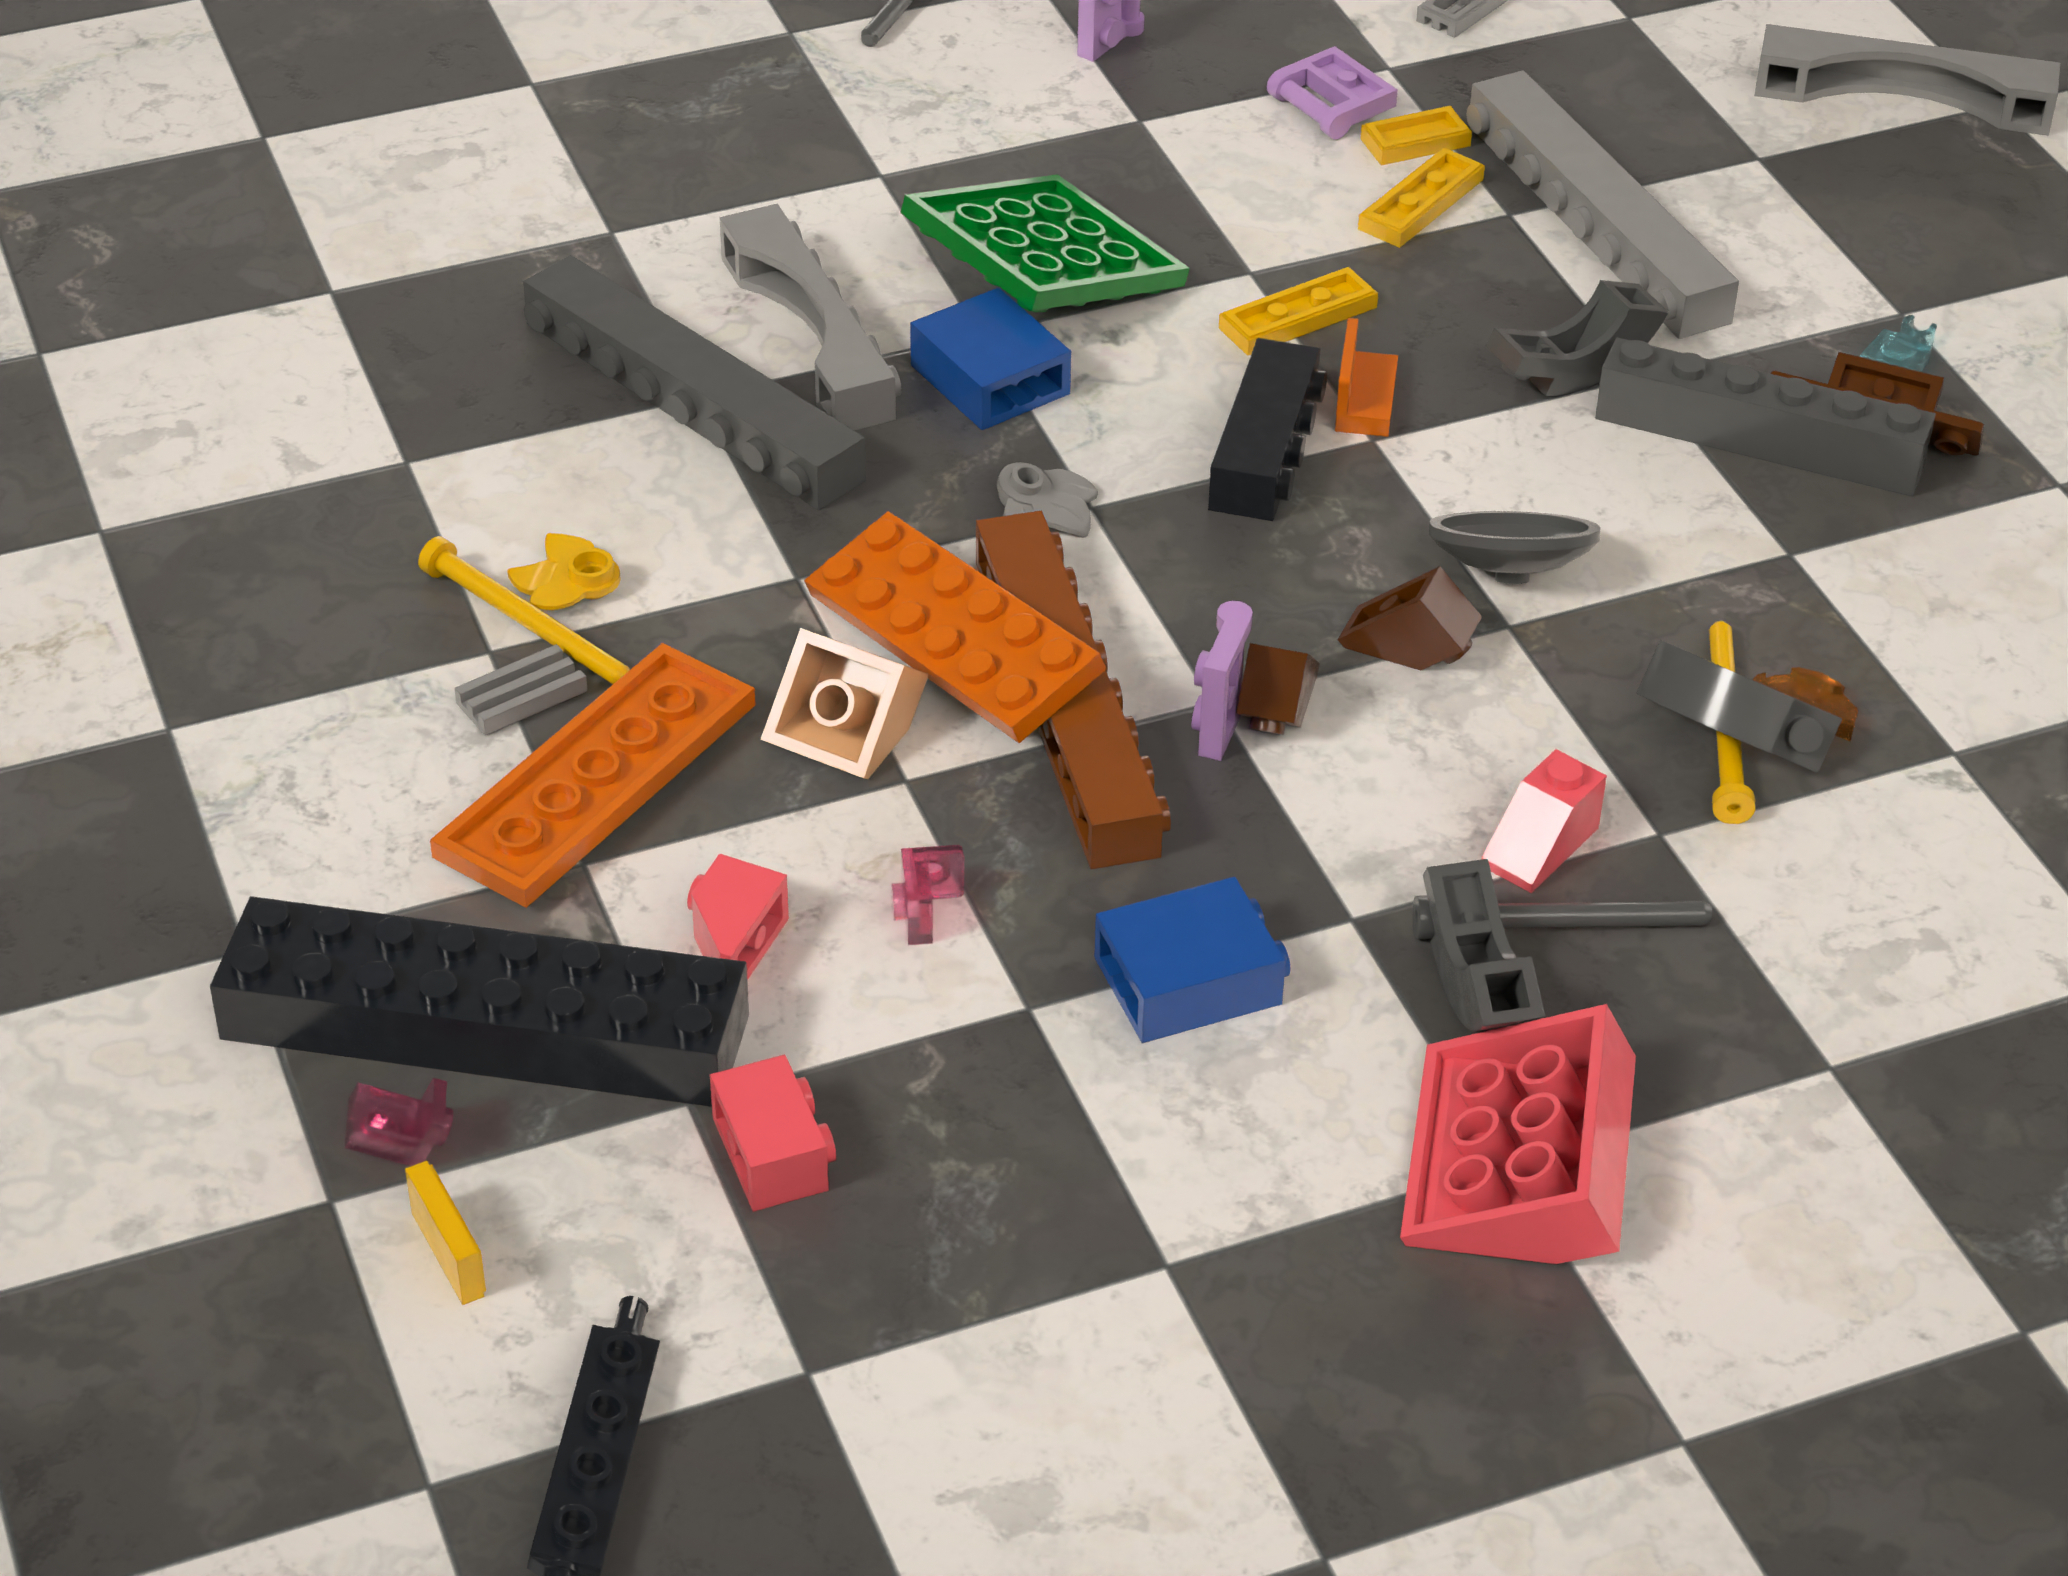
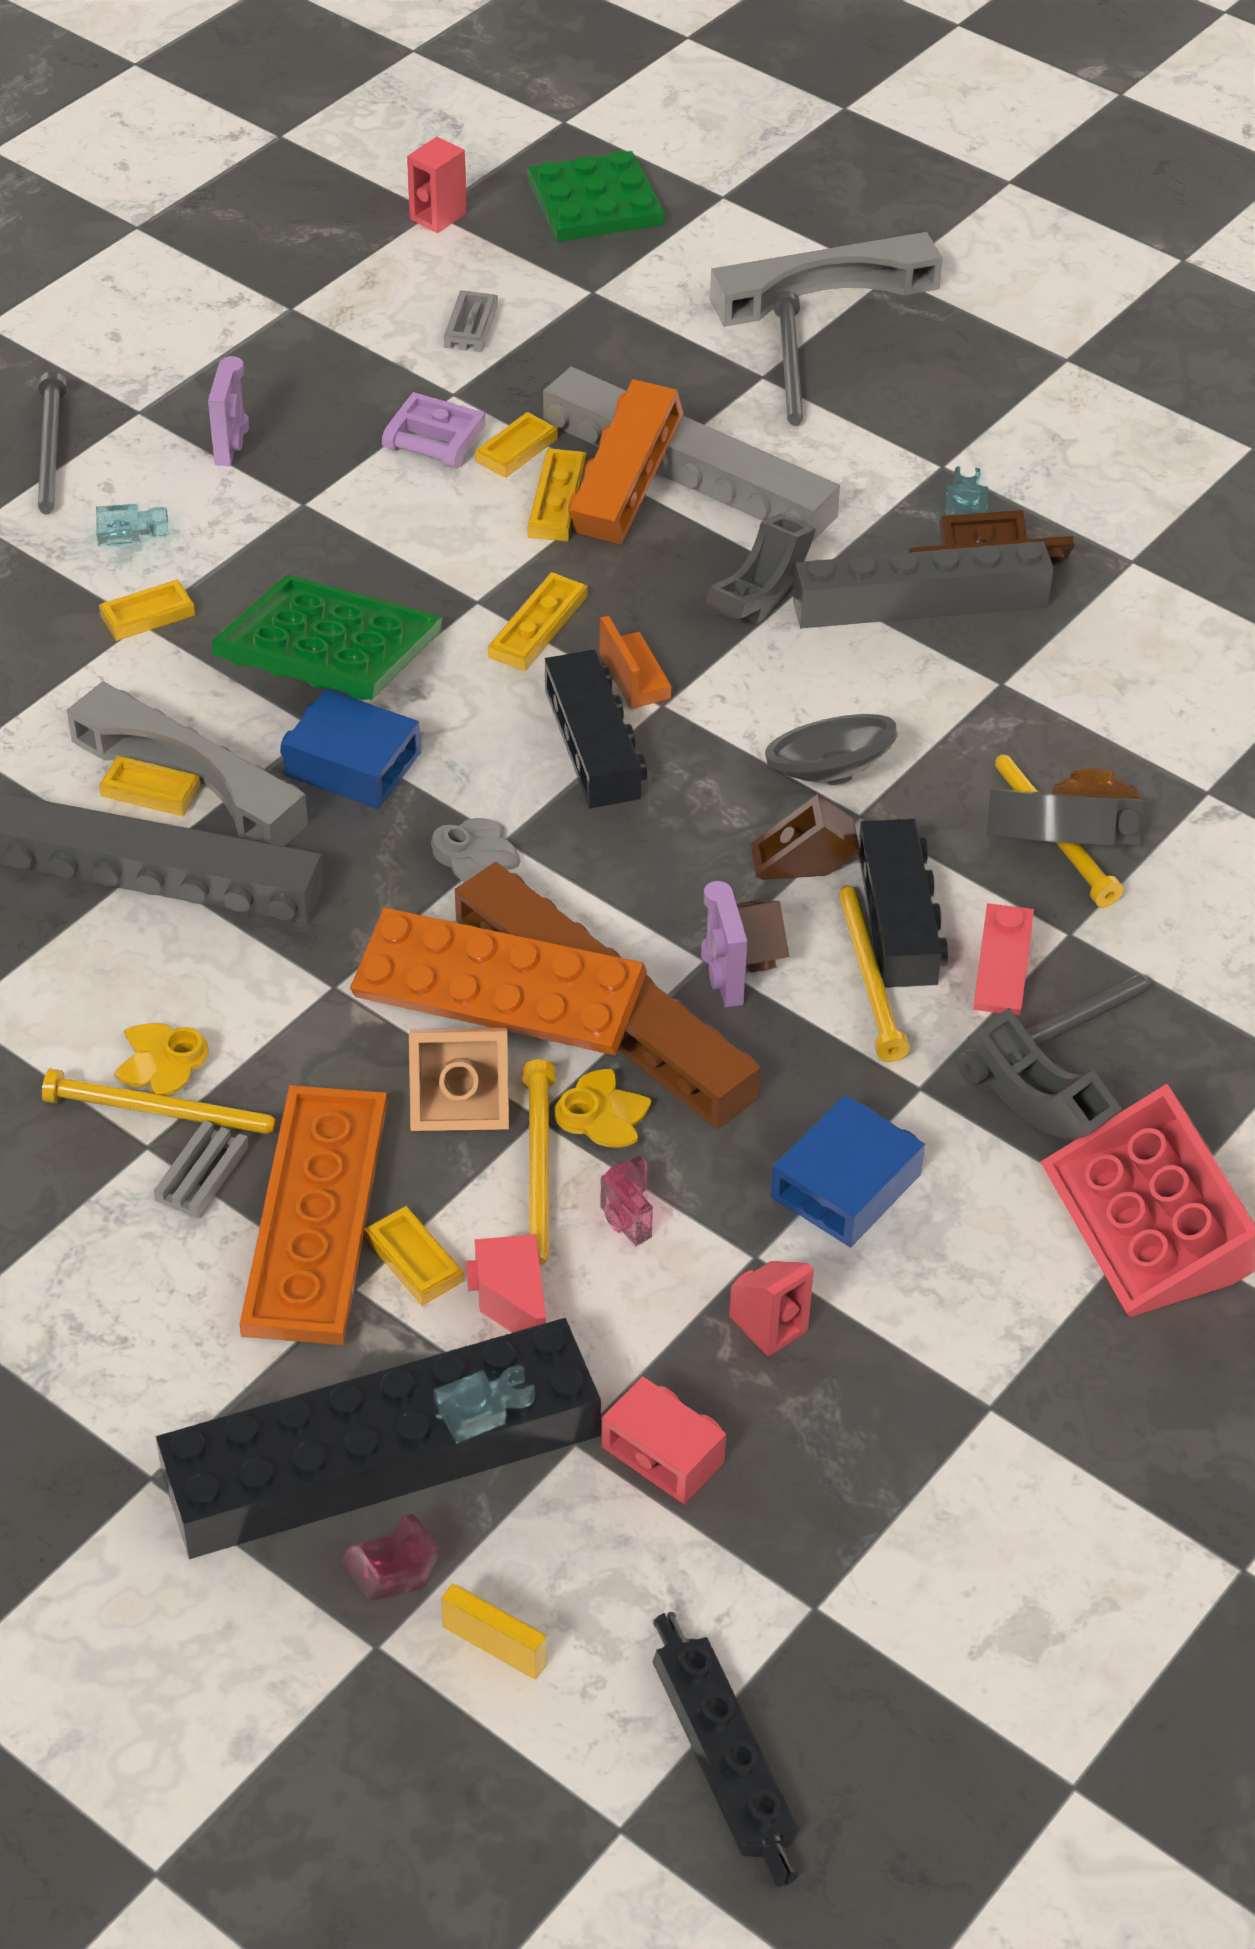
camera: 30 degrees left, 5 degrees up
(578, 993) = (479, 1405): none -> clear light blue plate
(665, 854) = (414, 1255): none -> yellow tile
(762, 324) = (150, 785): none -> yellow tile
(893, 163) = (147, 610): none -> yellow tile
(931, 74) = (124, 524): none -> clear light blue plate
(931, 738) = (538, 1077): none -> yellow bar
(974, 797) = (602, 1110): none -> yellow plate
(990, 1055) = (773, 1303): none -> coral slope
(1348, 857) = (891, 1043): none -> yellow bar
(1471, 722) = (900, 903): none -> black brick
(1506, 179) = (625, 461): none -> orange brick
(1838, 95) = (787, 306): none -> dark grey bar

